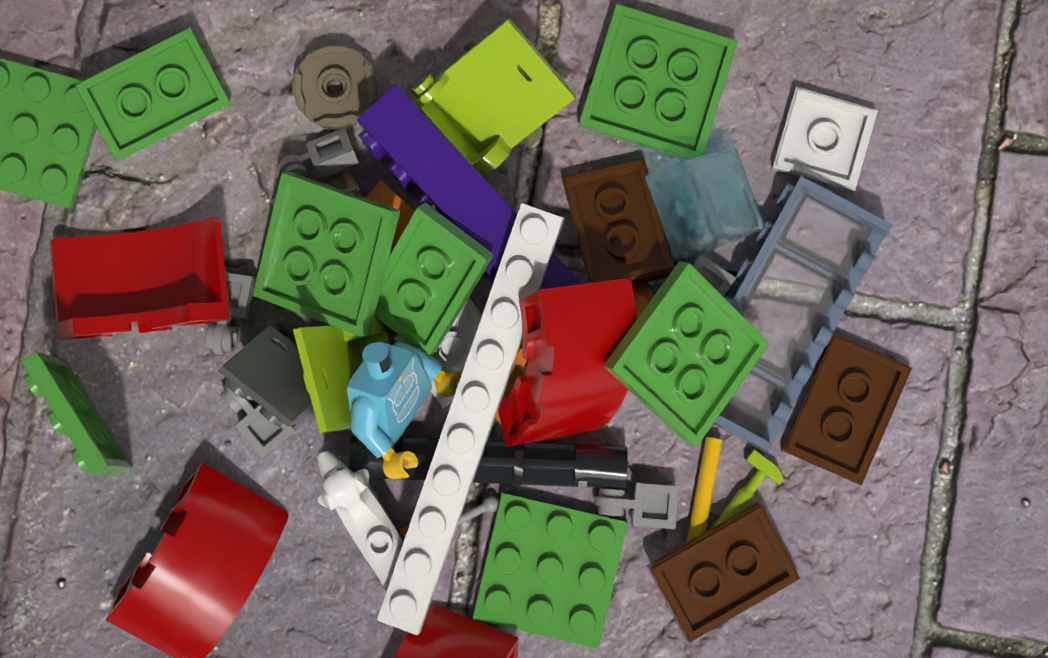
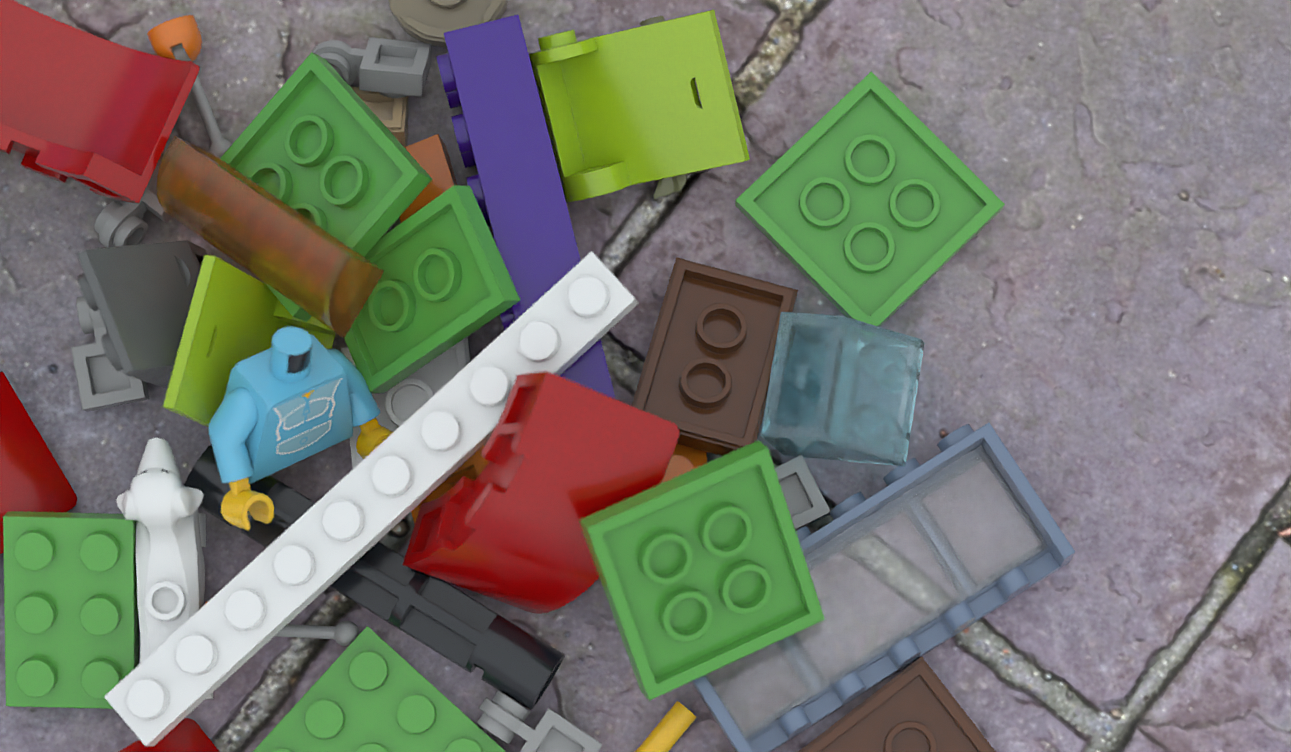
camera: 30 degrees right, 5 degrees down
(195, 207) = (182, 41): none -> hinge
(318, 297) = (265, 235): none -> clear orange brick
(322, 579) = (68, 607): none -> bright green plate
(824, 139) = (1050, 396): white tile -> none

